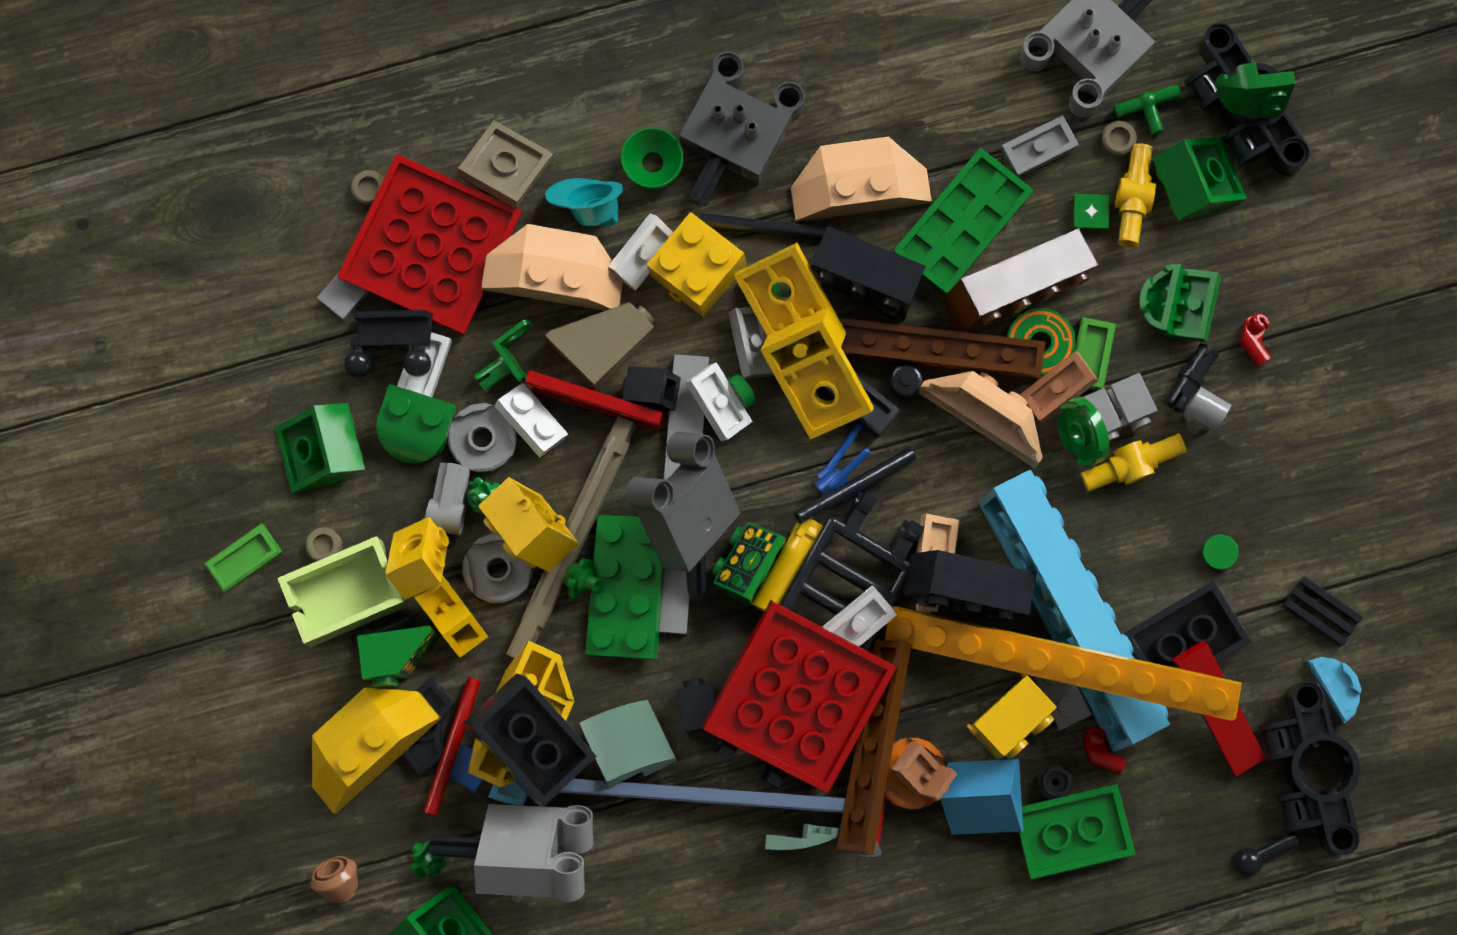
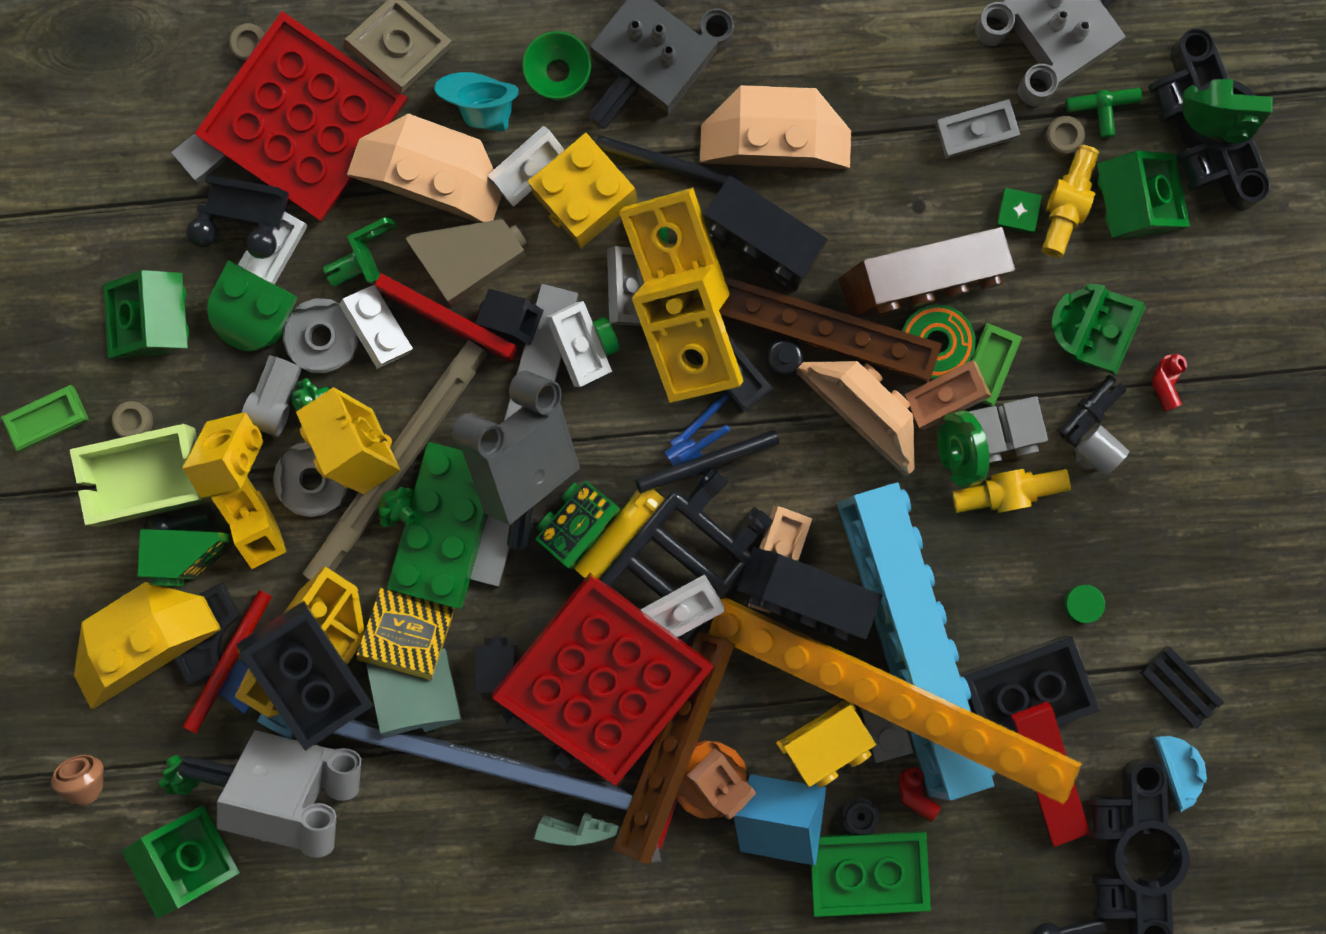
camera: 10 degrees right, 5 degrees up
(610, 691) = (405, 633): none -> tile
(964, 220) = (880, 195): green plate -> none

